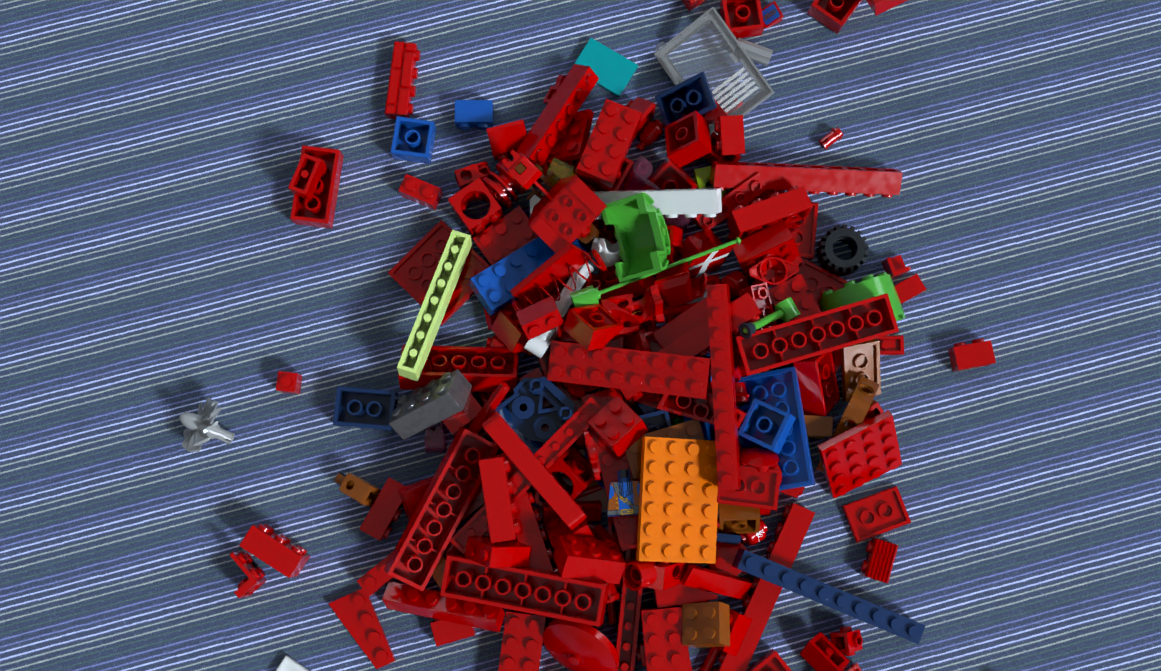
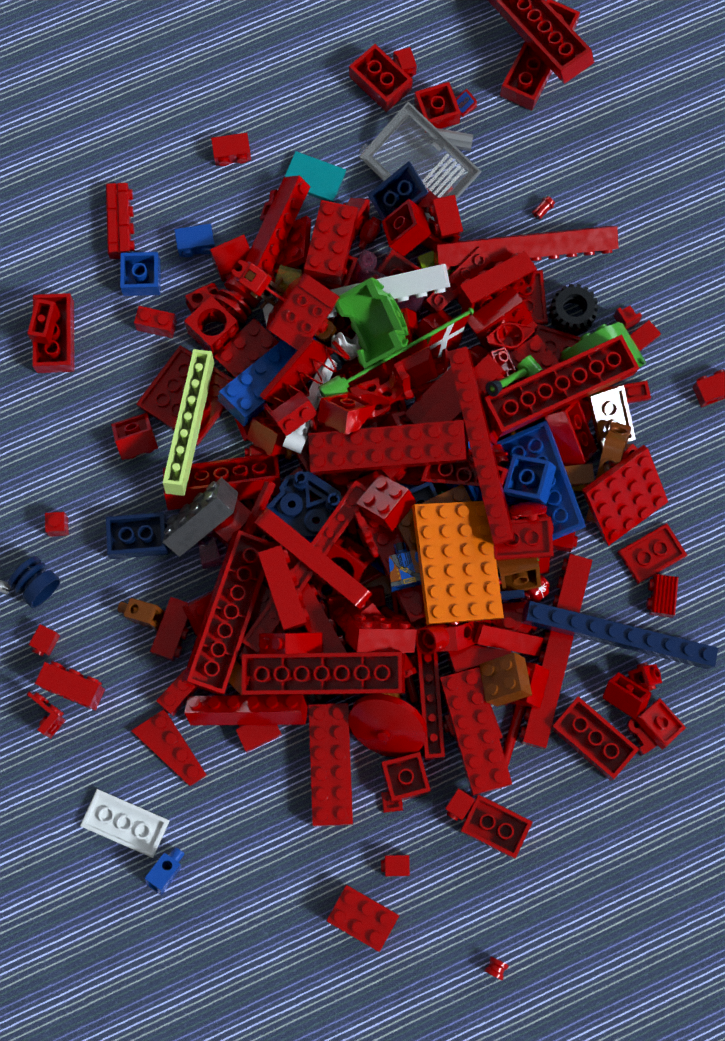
camera: 10 degrees left, 5 degrees down
(255, 436) = (34, 582): none -> dark blue wheel
(257, 498) = (44, 641): none -> red brick
(380, 306) = (134, 436): none -> red slope
(526, 25) = (231, 149): none -> red brick

